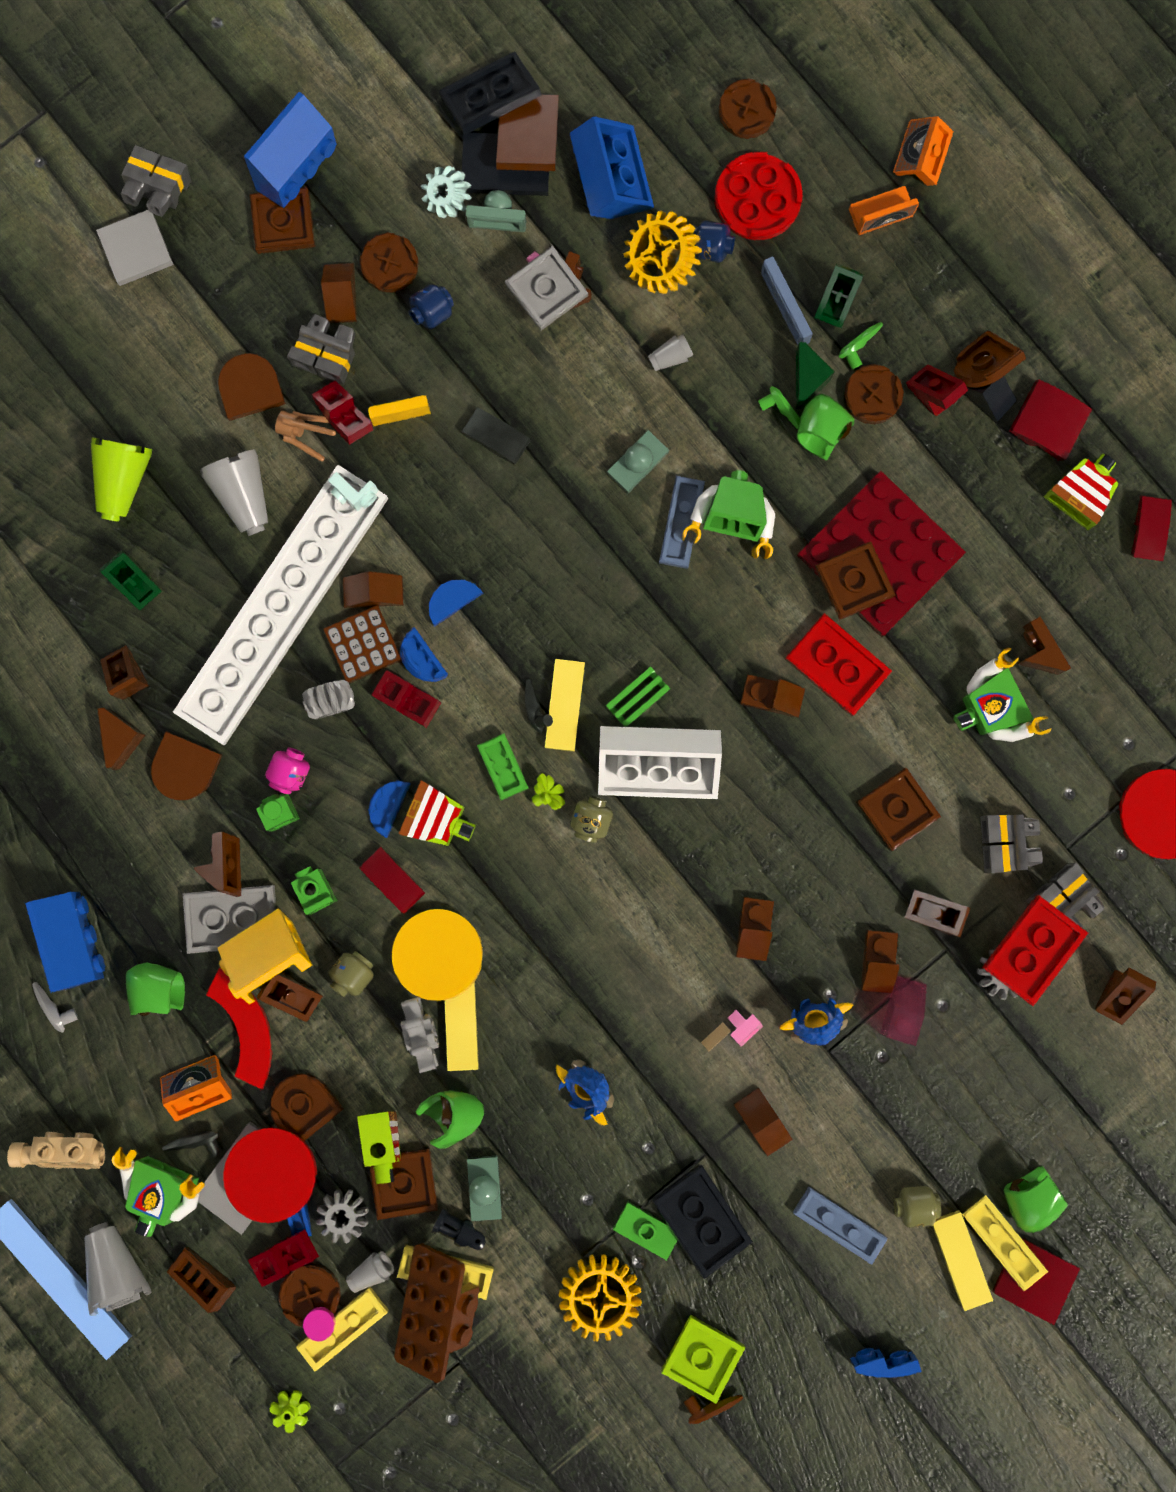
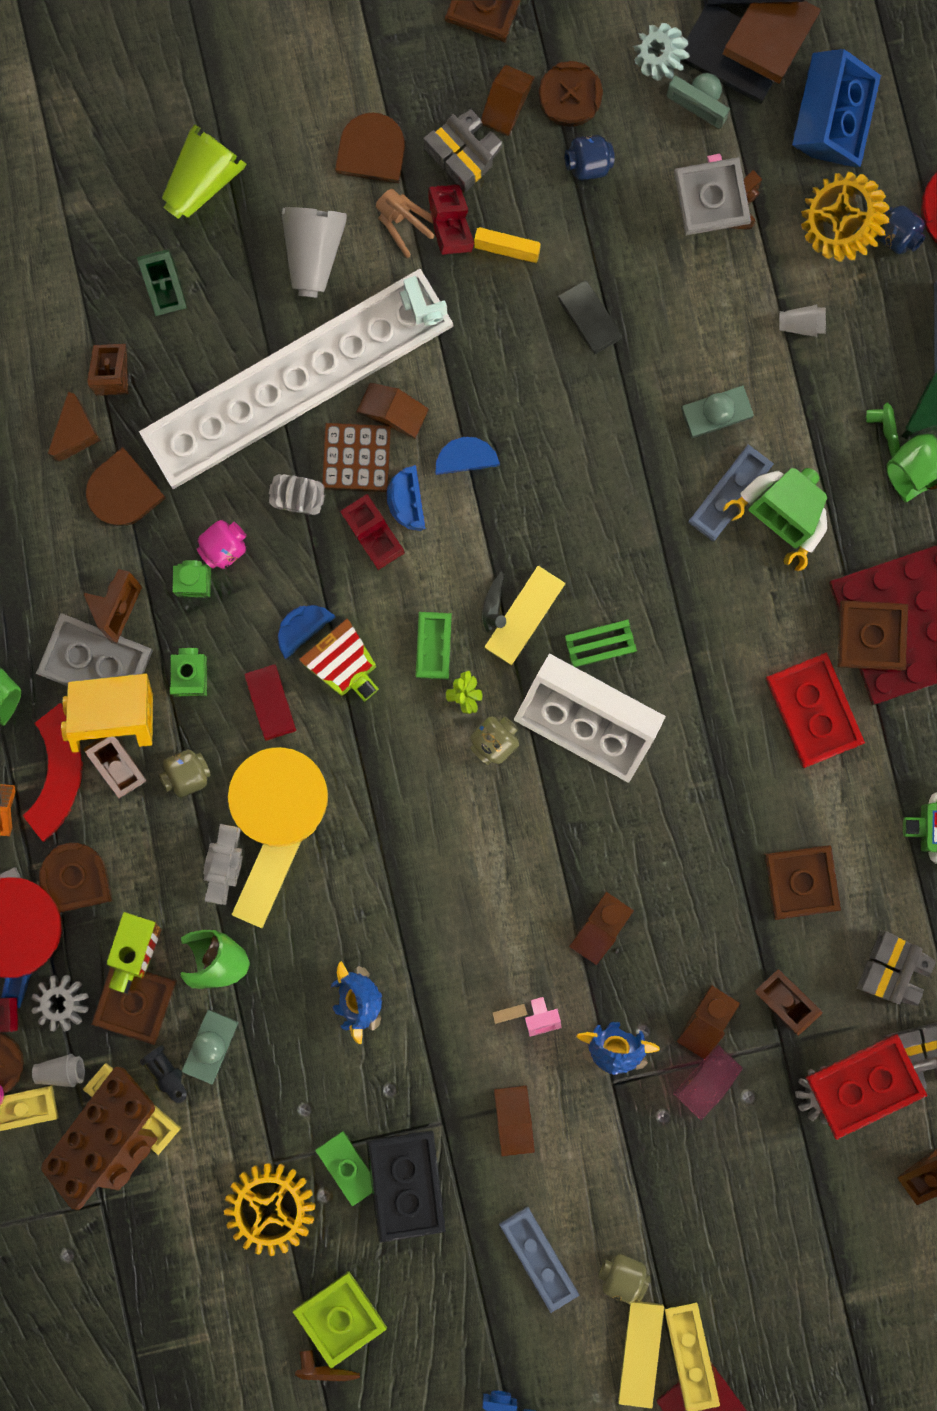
camera: 25 degrees right, 0 degrees up
(773, 695) = (734, 709): reddish brown slope -> none
(1034, 1200) = (742, 1331): bright green piece -> none

